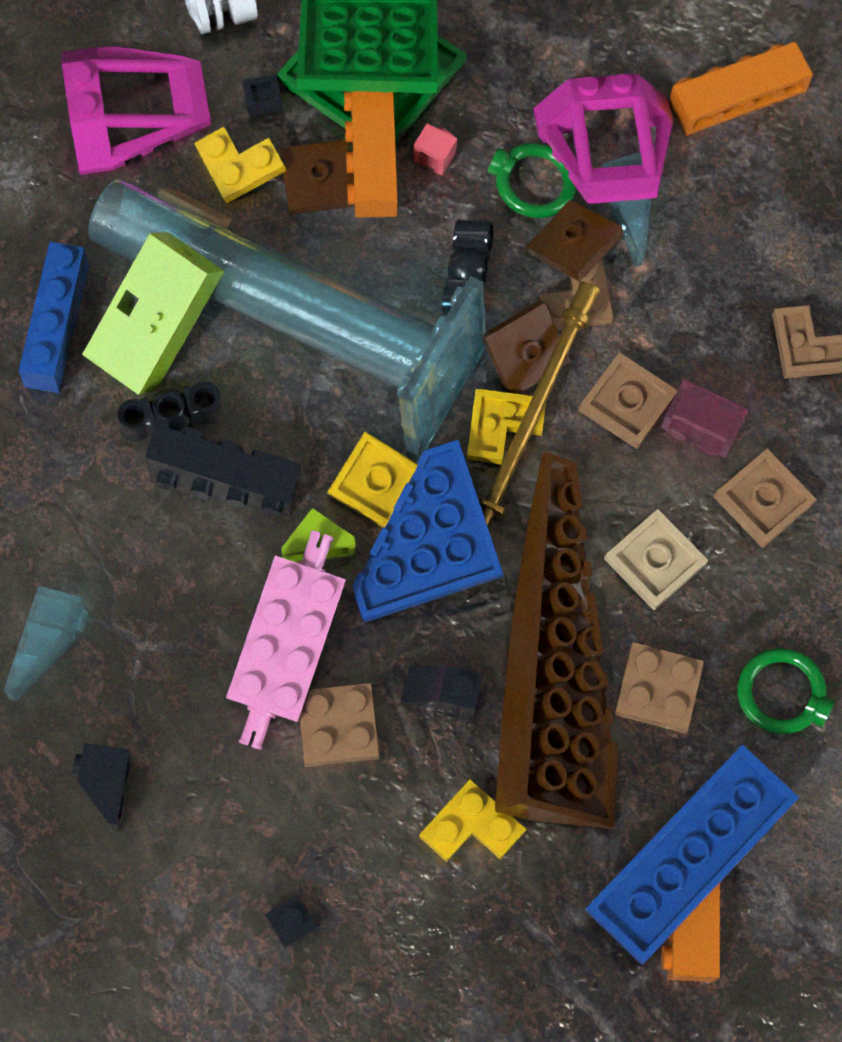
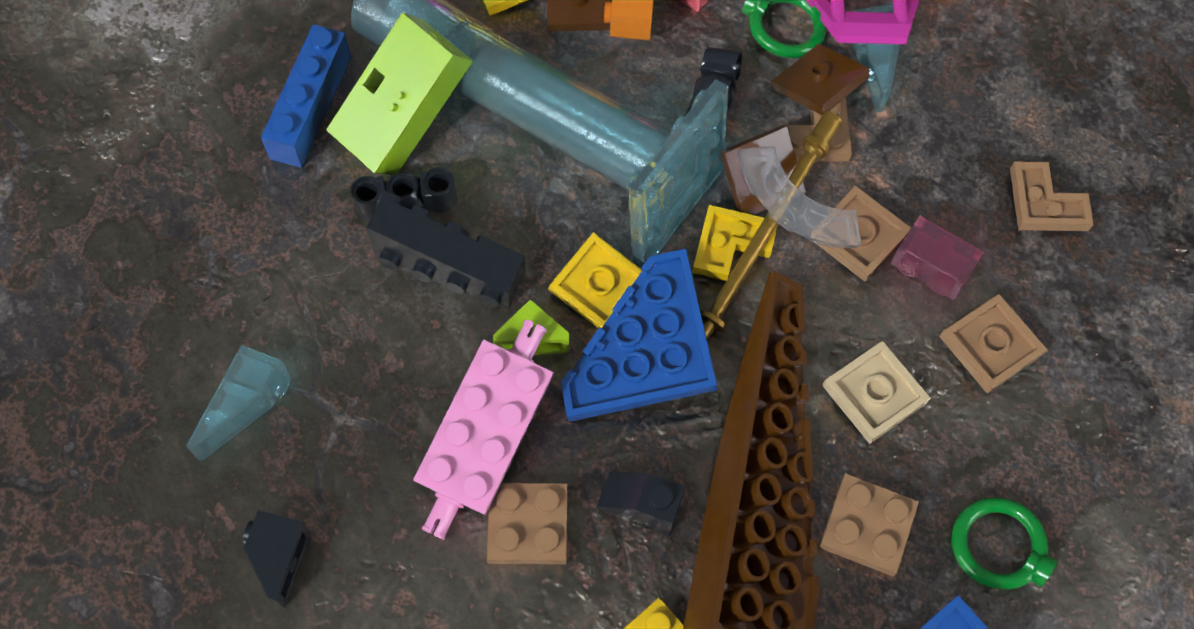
camera: 10 degrees right, 5 degrees down
(558, 385) = (792, 207): none -> clear tile

